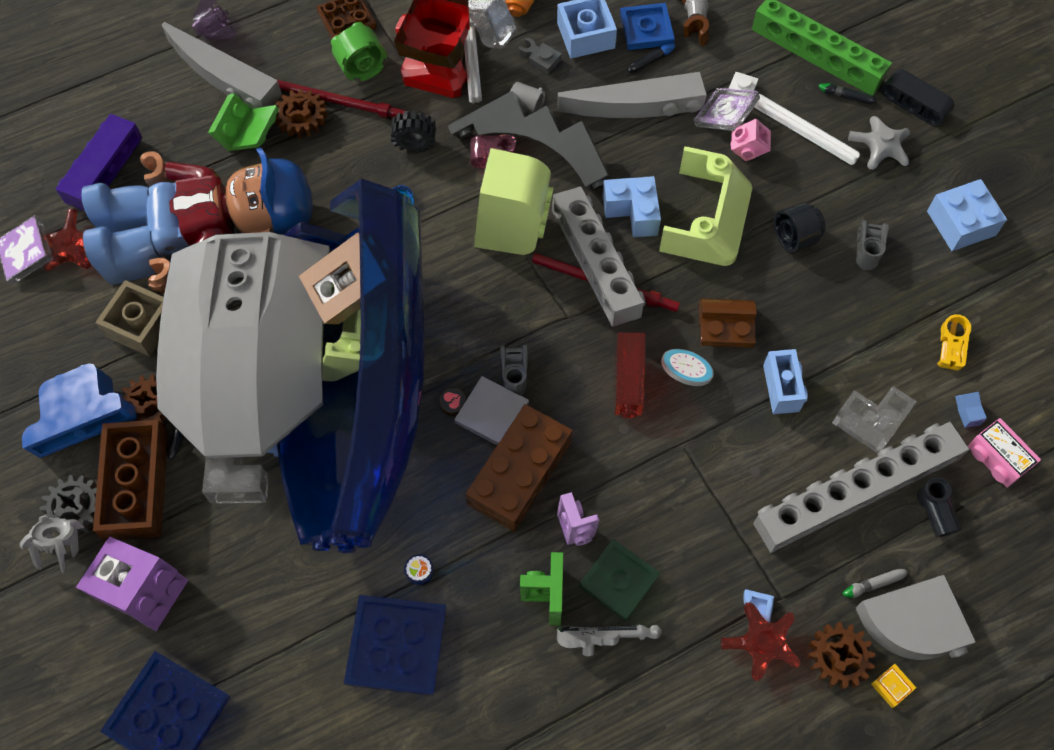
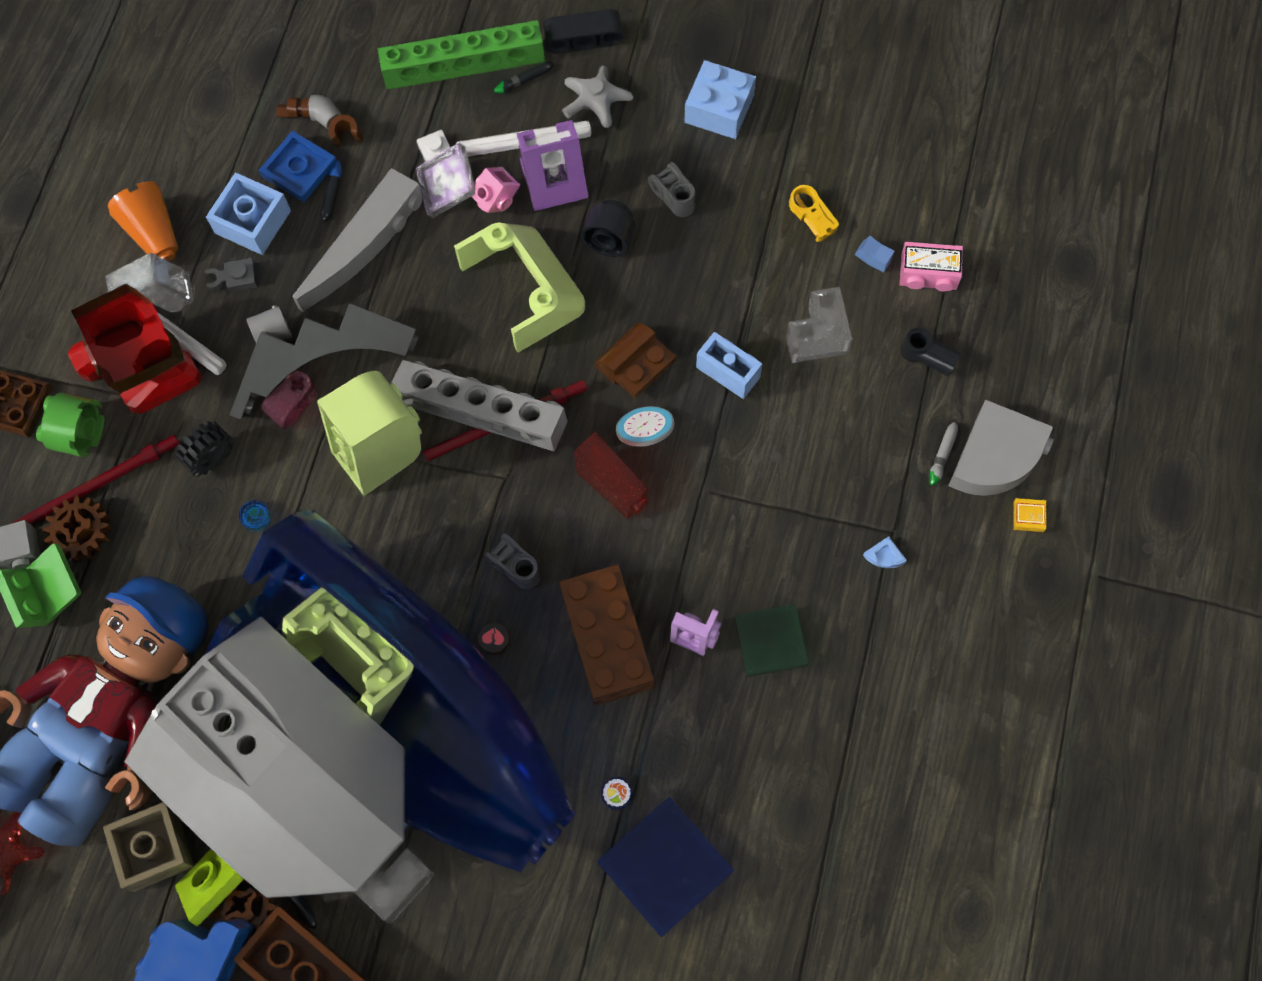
camera: 45 degrees left, 5 degrees up
(134, 372) = (218, 883): none -> lime piece
(335, 270) = (296, 648): brick -> none
(490, 410) = (534, 614): light grey tile -> none
(543, 588) = (733, 698): bright green bracket -> none
(603, 635) = (795, 709): light grey piece -> none
(635, 199) = (456, 327): light blue brick -> none
(763, 641) = (917, 577): clear red animal -> none
(801, 163) = (553, 166): none -> medium lavender brick
(852, 660) = (979, 518): reddish brown gear -> none
(943, 439) = (842, 487): light grey brick -> none

